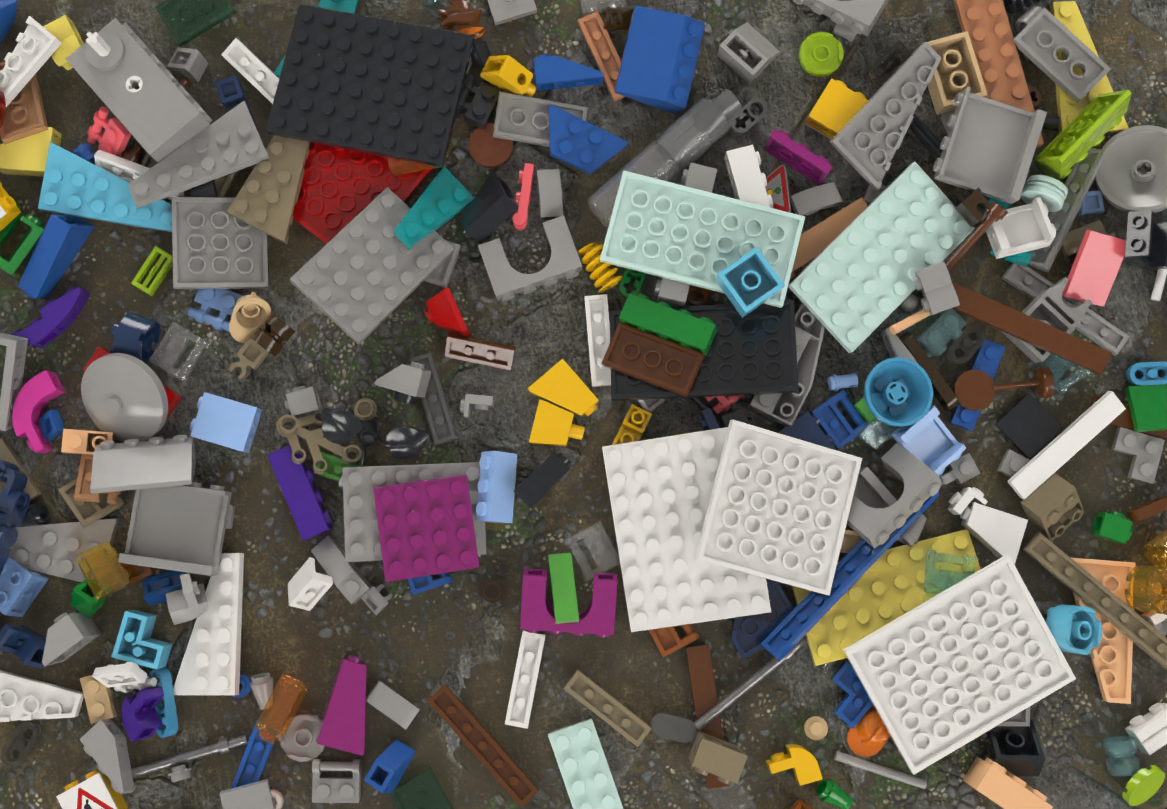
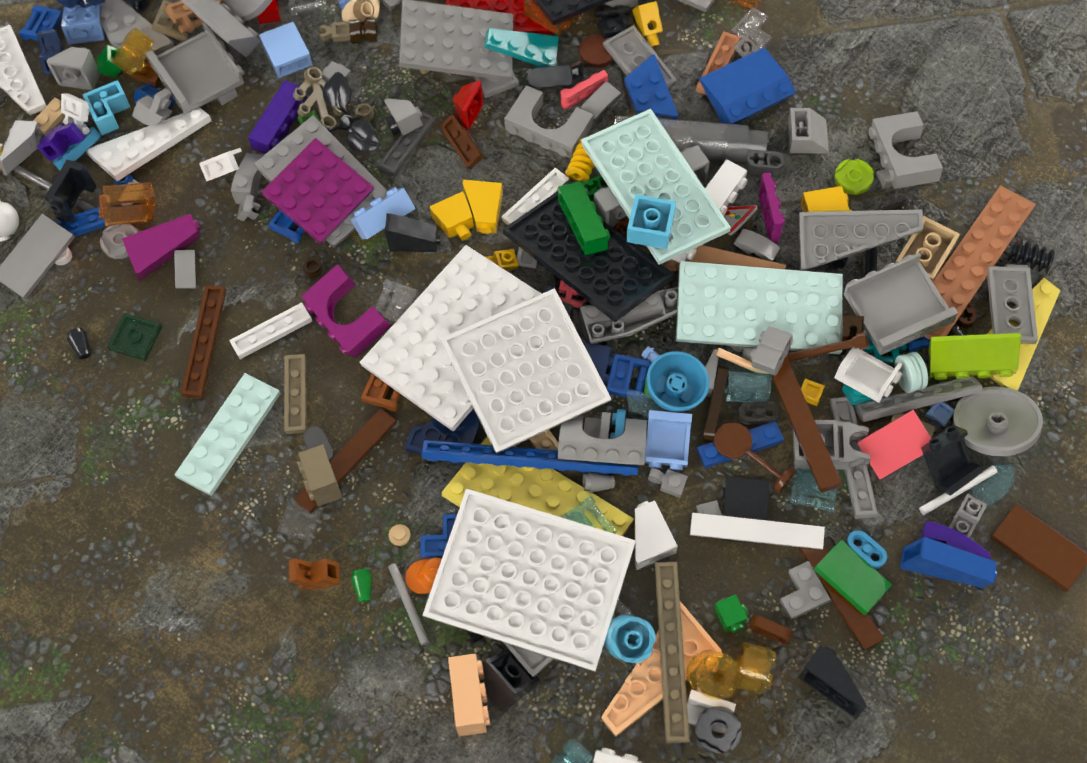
camera: 50 degrees right, 20 degrees down
(179, 773) = (37, 191): light grey plate -> none
(216, 755) = (67, 188): none -> black panel
(336, 788) = (102, 284): light grey plate -> none
(390, 767) = (141, 296): blue slope -> none
(480, 401) = (426, 161): light grey bracket -> none
(560, 73) = (679, 47): blue slope -> none
(563, 588) = (351, 301): bright green tile -> none
(653, 359) = (552, 230): reddish brown tile -> none
(746, 686) = (434, 473): flat silver bar -> none
(800, 760) = (366, 541): yellow brick -> none
(887, 476) = (618, 420): none -> dark azure plate
(960, 501) = (648, 494): white bracket -> none
(982, 283) = (812, 391): none -> yellow tile
(1053, 507) = (705, 562): dark tan slope -> none

